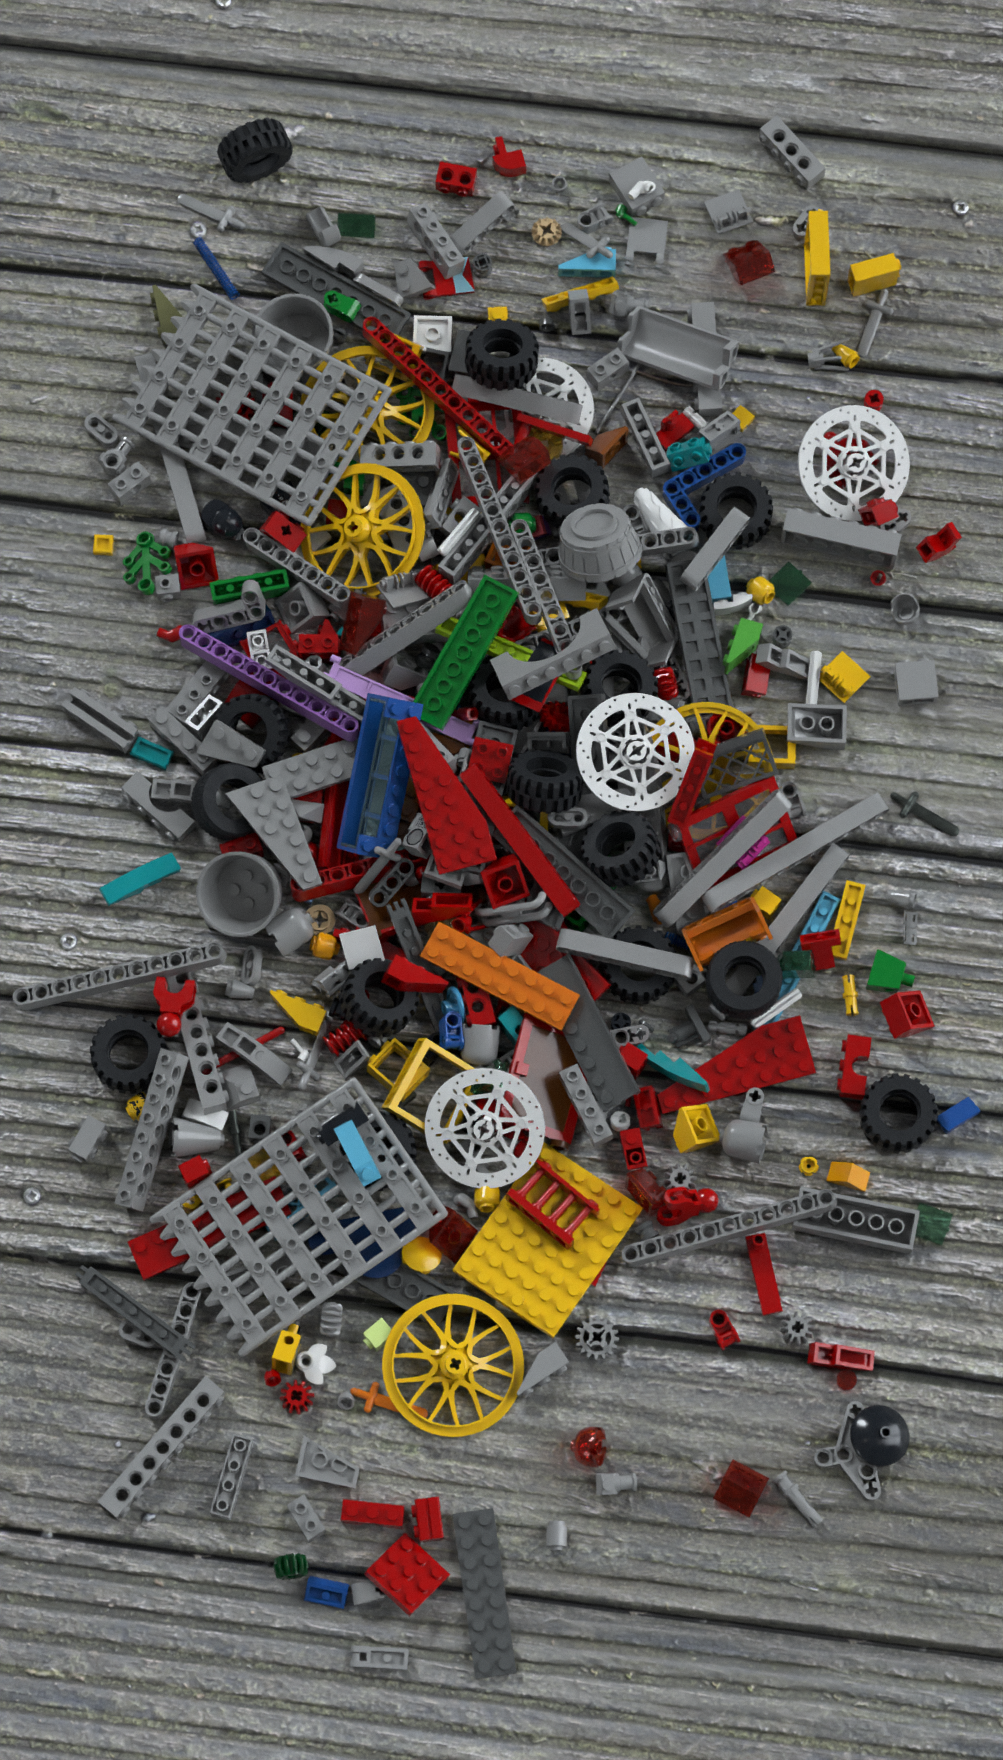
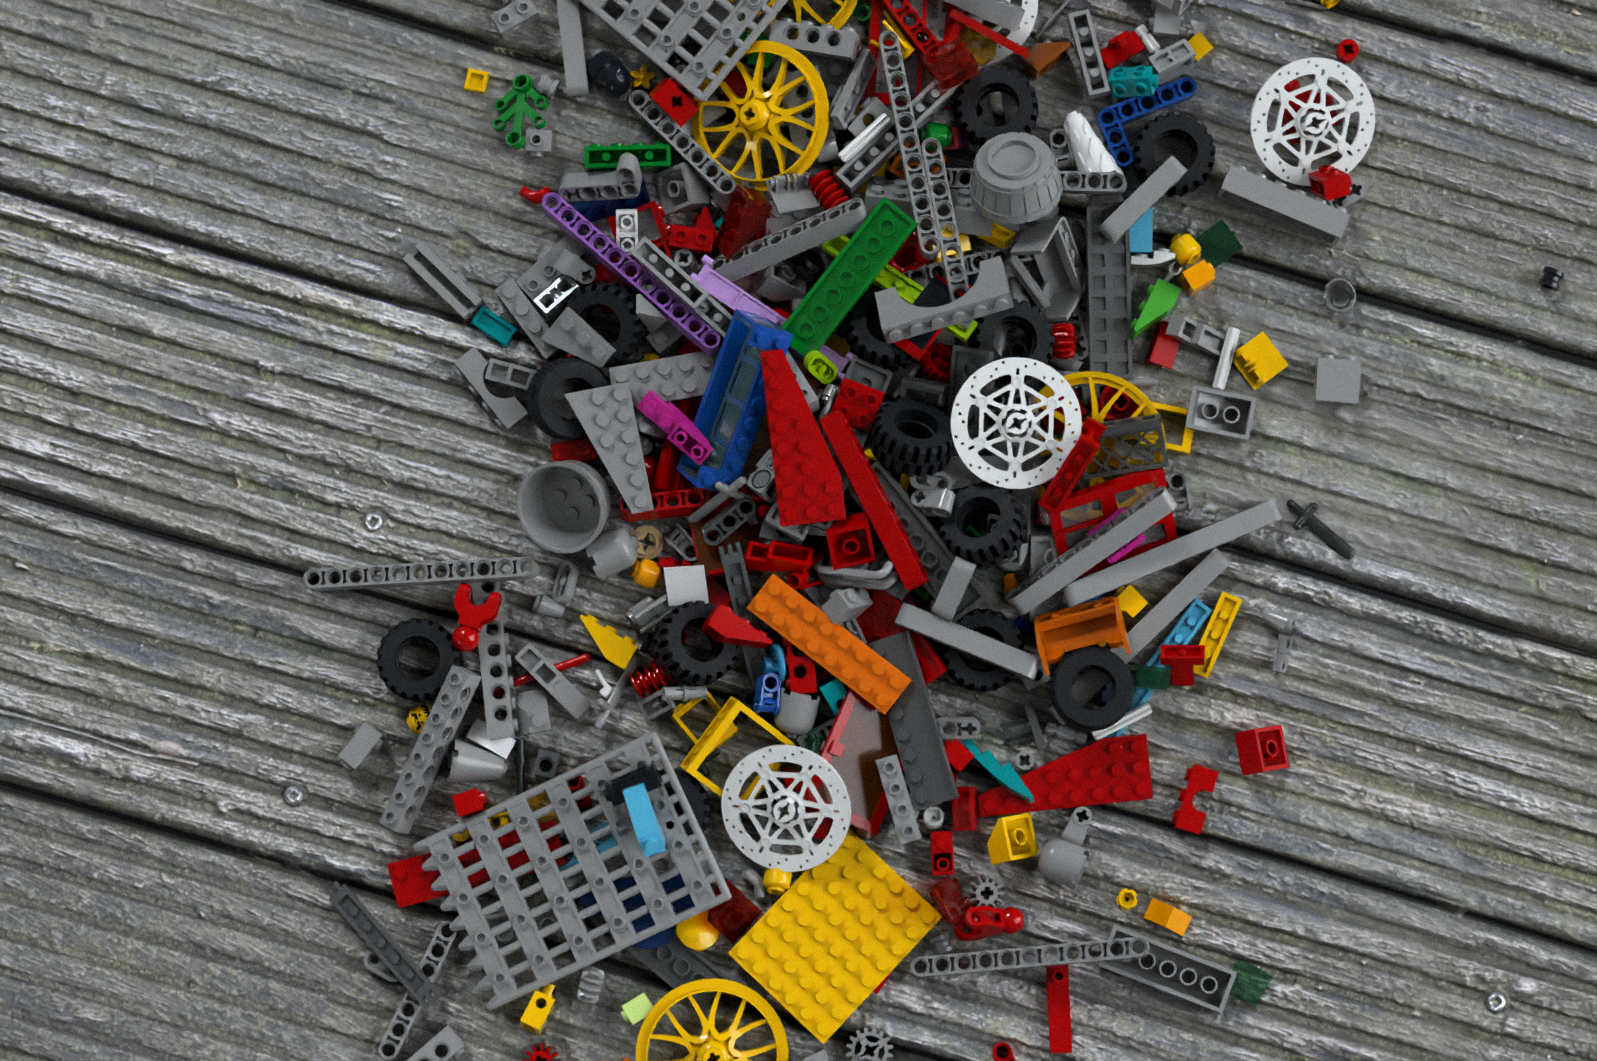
camera: 10 degrees right, 10 degrees up
(139, 879) = (460, 466): teal slope -> none
(195, 565) = (573, 121): red slope -> none
(216, 686) = (575, 267): none -> light grey piece
(251, 519) = (642, 77): none -> yellow plant
(269, 1380) = (518, 1036): red hinge -> none
(291, 714) = (649, 314): none -> light grey slope
(318, 1365) = (570, 1027): white plate -> none
(330, 806) = (677, 426): none -> dark pink slope
(375, 1042) = (684, 693): none -> light grey pin
(449, 730) = (820, 367): none -> lime plate
(466, 713) = (840, 344): red bar -> none
(549, 1223) = (838, 920): red fence -> none
(573, 833) = (934, 502): none -> light grey piece
(604, 907) = (953, 588): none -> light grey beam
(620, 1019) = (953, 707): black wheel -> none
(695, 1063) = (1031, 760): none -> light grey bush
(775, 611) = (1197, 277): none -> light orange brick
(782, 632) = (1203, 302): dark grey wheel -> none
(850, 995) = (1204, 718): yellow pin -> none
(874, 576) = (1313, 251): red hinge -> none
(888, 974) = (1249, 702): green torso -> none
(898, 1139) = (1262, 852): black tyre -> none
(939, 544) = (1390, 227): red brick -> none
(957, 1115) = (1296, 869): blue slope -> none

